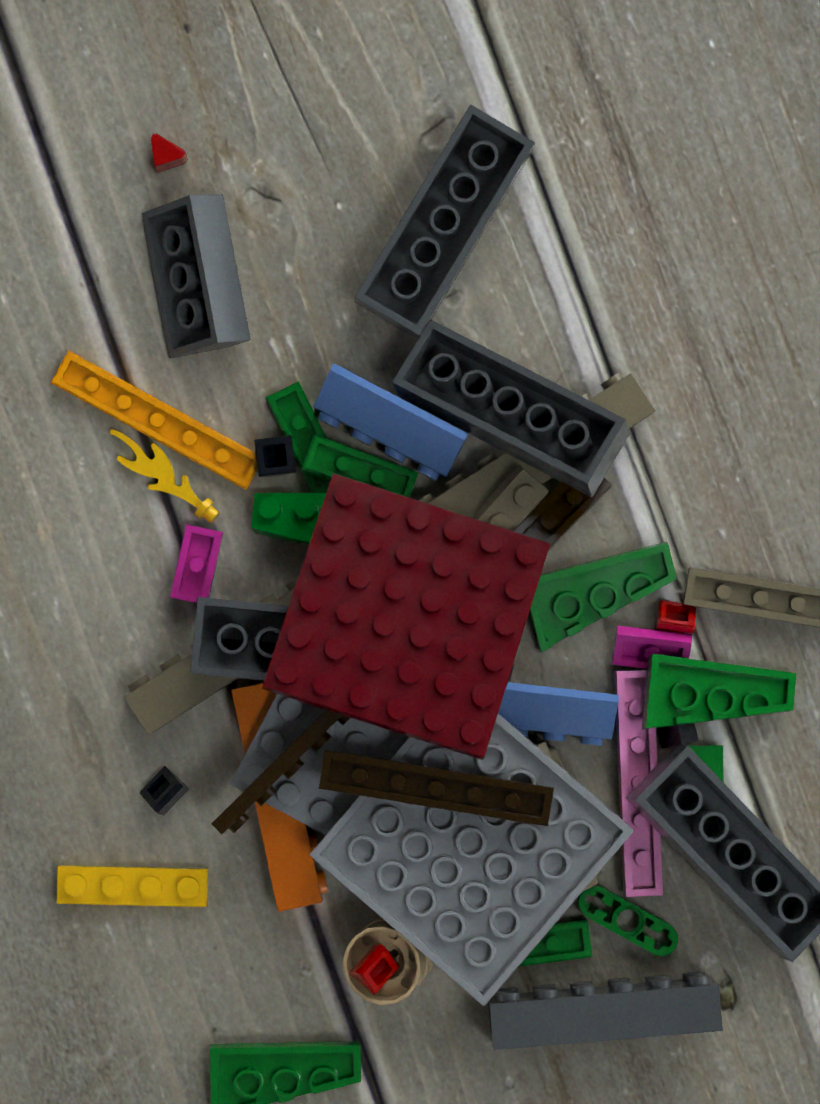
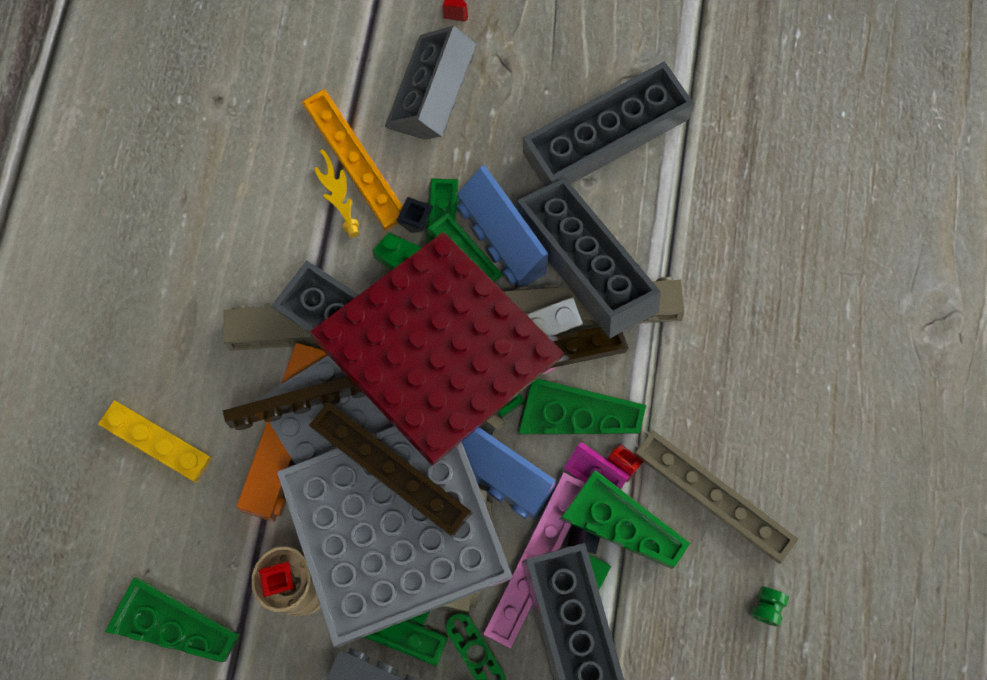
camera: 35 degrees right, 15 degrees down
(163, 791) = (214, 391): black slope -> none
(196, 563) = (327, 251): dark pink plate -> none

